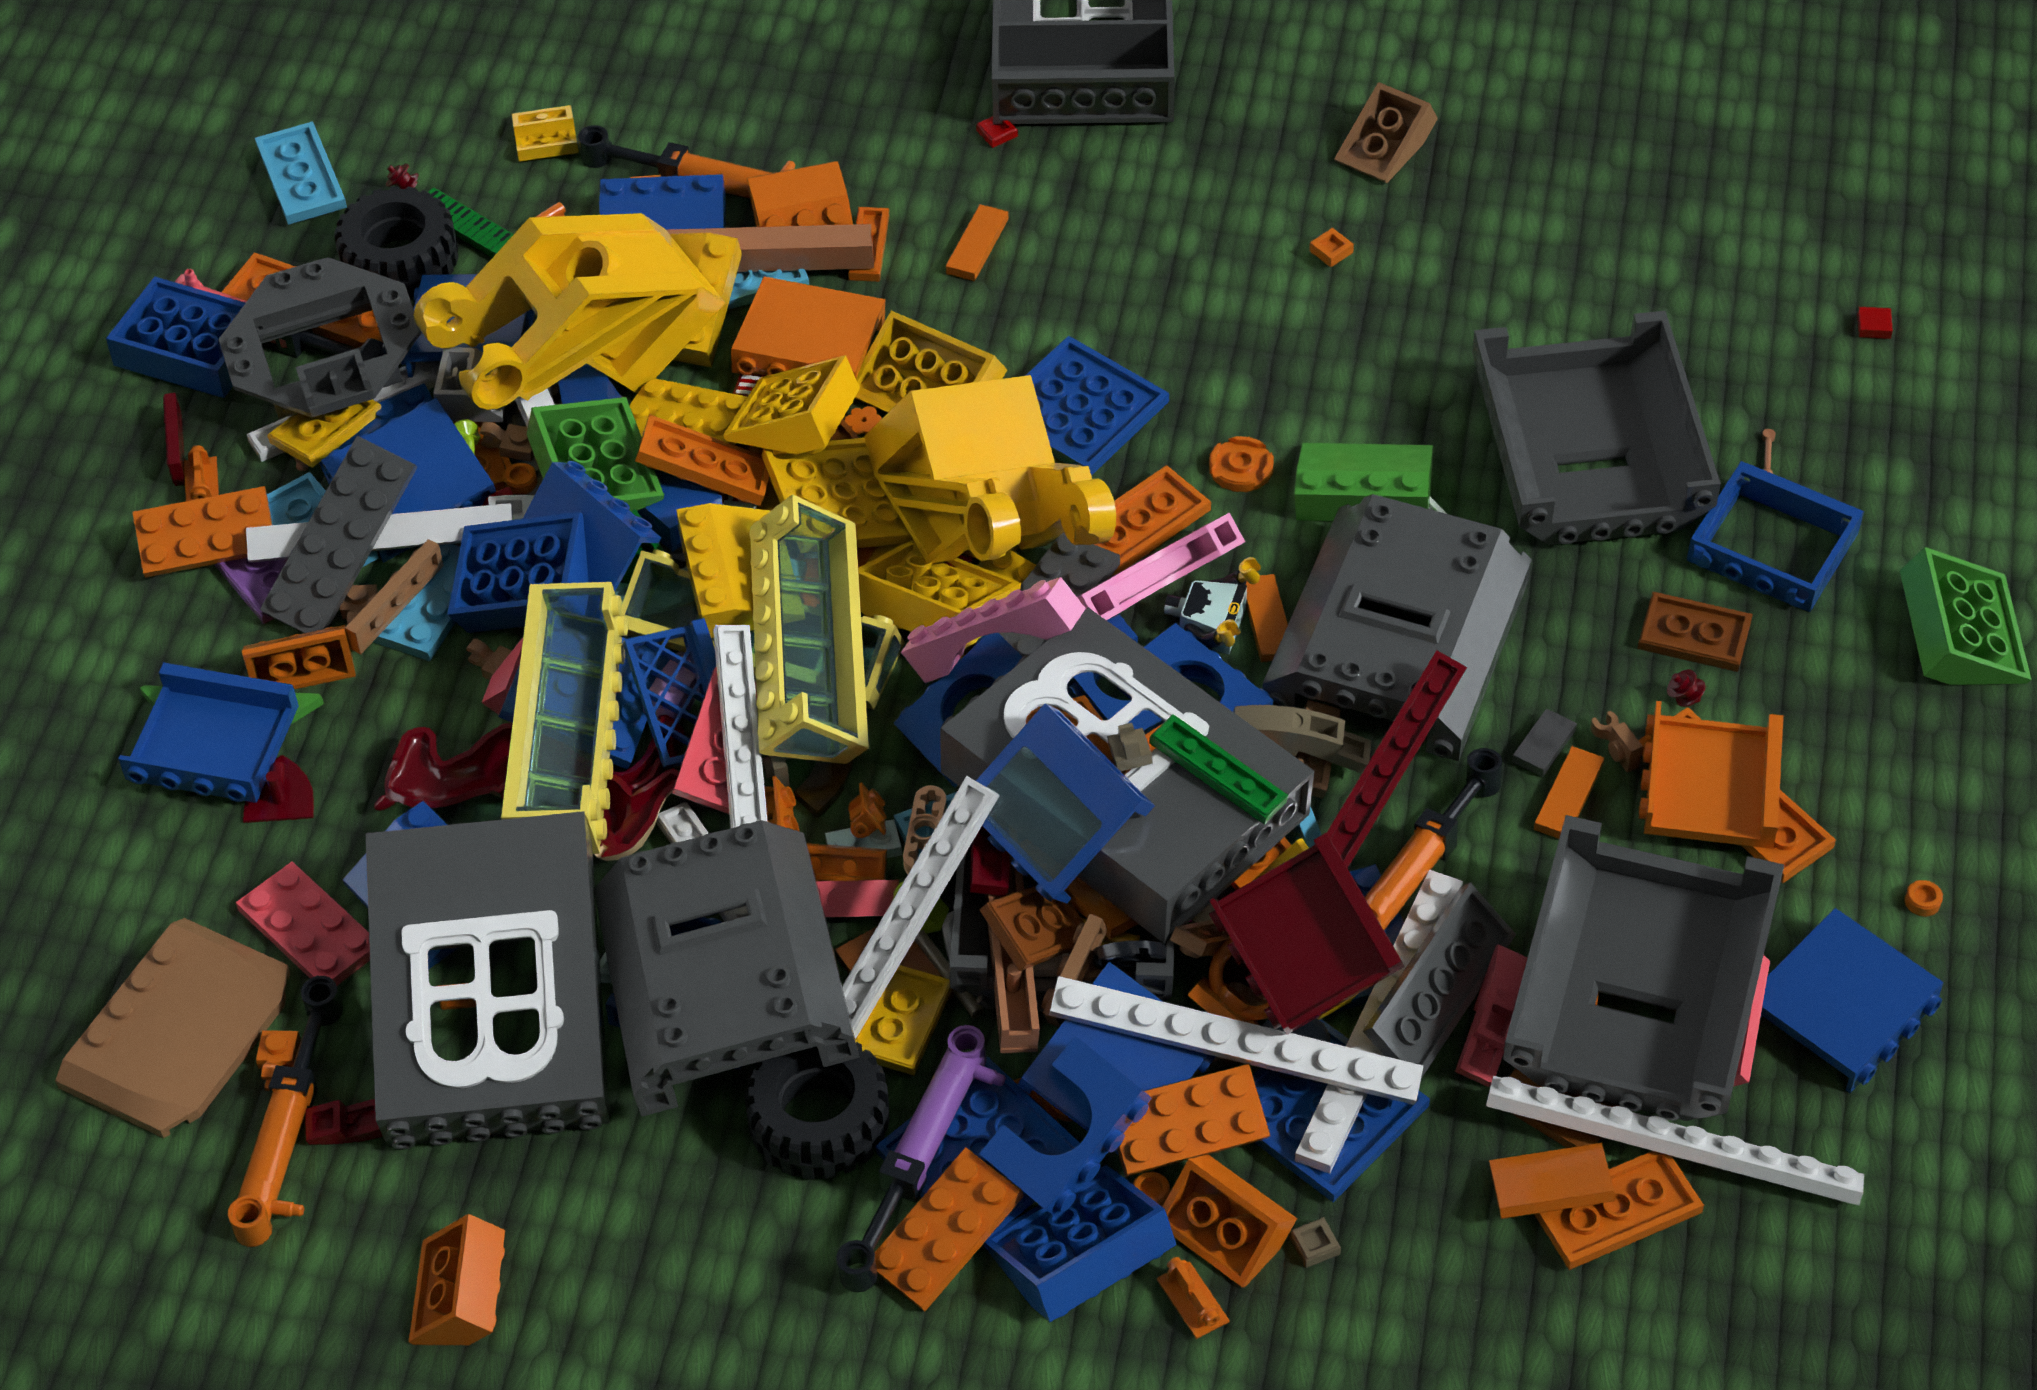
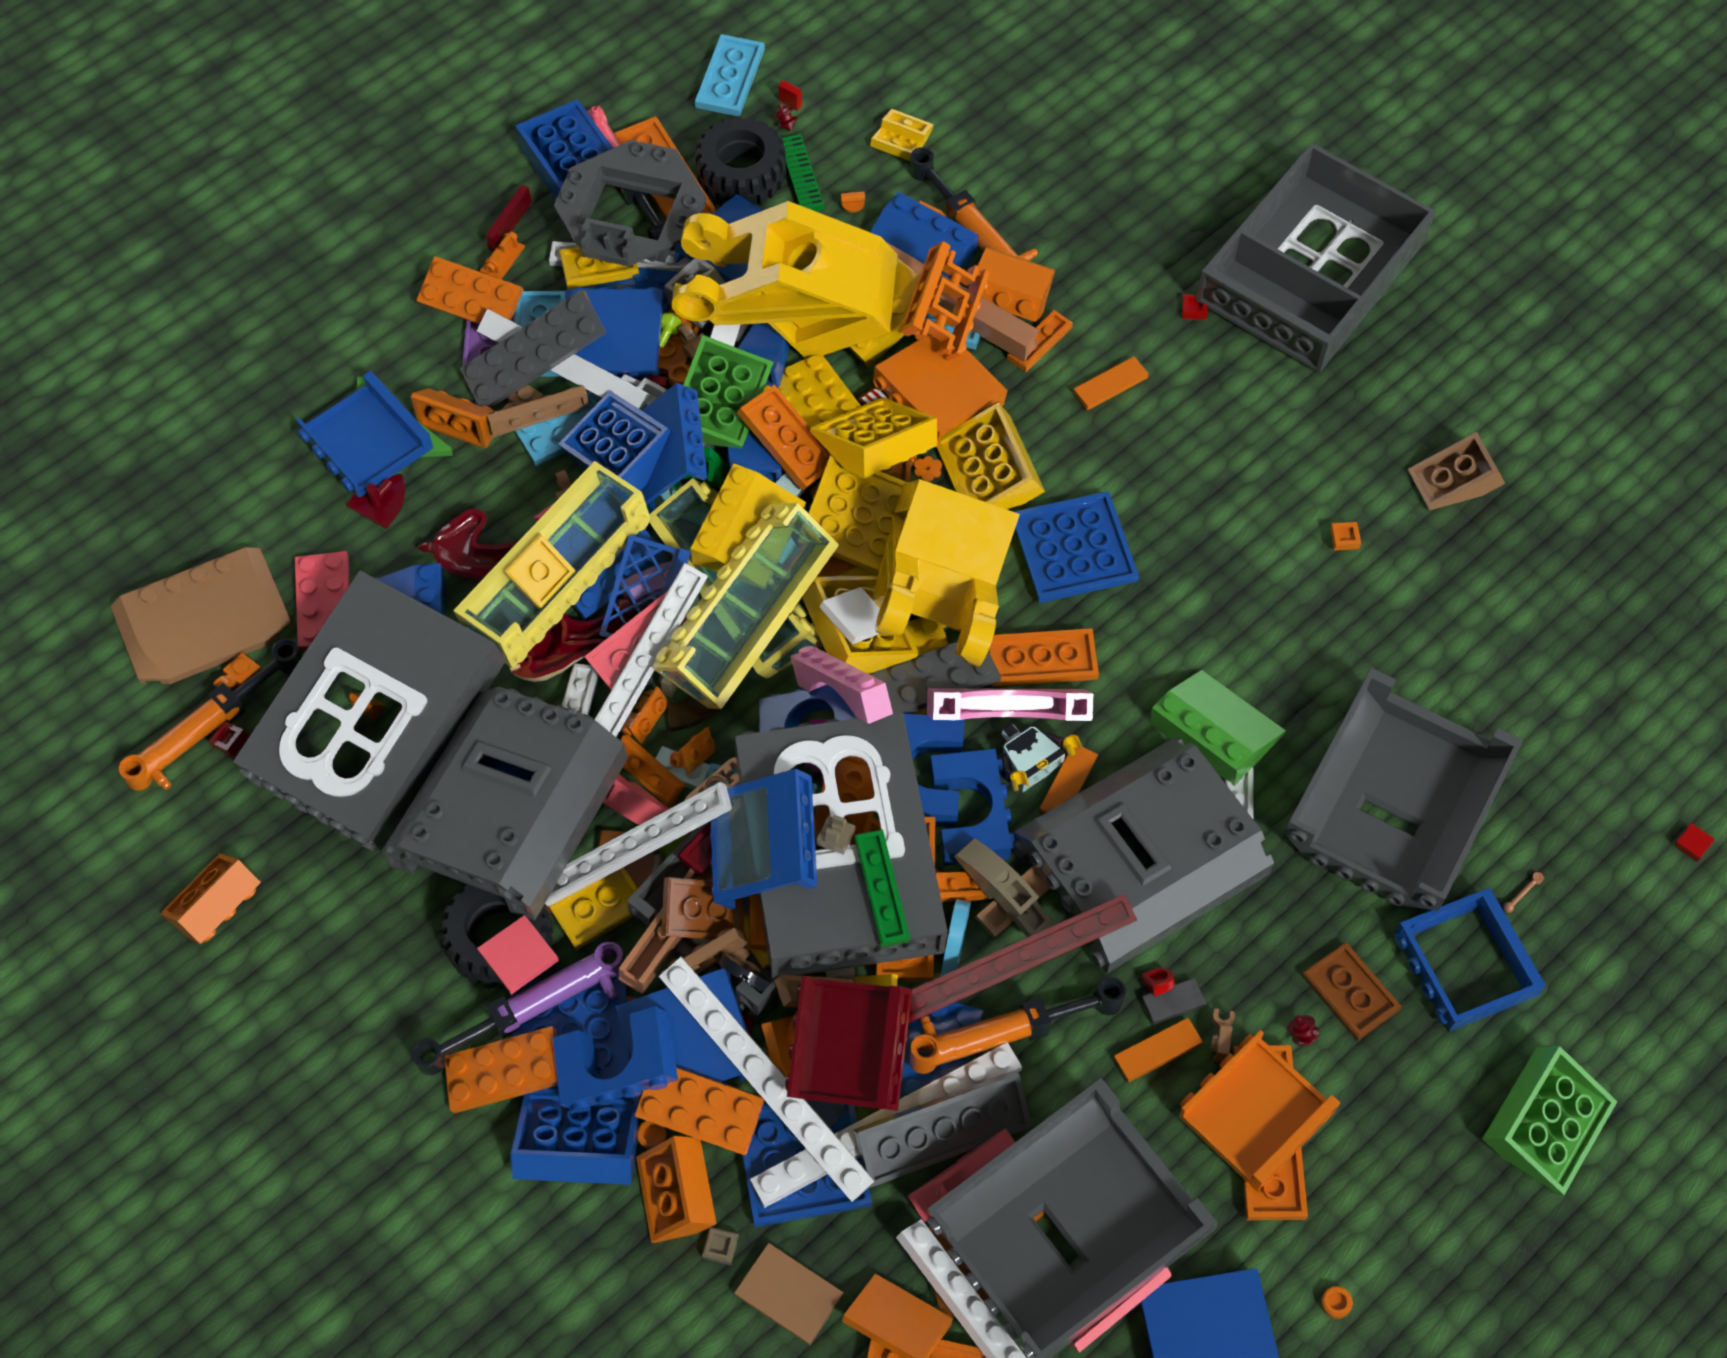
camera: 35 degrees right, 10 degrees up
(387, 154) = (790, 95): none -> red tile
(558, 728) = (539, 571): none -> yellow tile
(754, 266) = (928, 294): none -> orange fence
(872, 1098) = (518, 954): none -> coral tile
(932, 578) = (852, 614): none -> white tile
(1192, 1298) = (613, 1227): orange hinge -> none
(1241, 464) = (1147, 659): orange tile -> none
(1422, 1237) = (789, 1294): none -> medium nougat tile
(1514, 732) = (1158, 981): none -> red tile

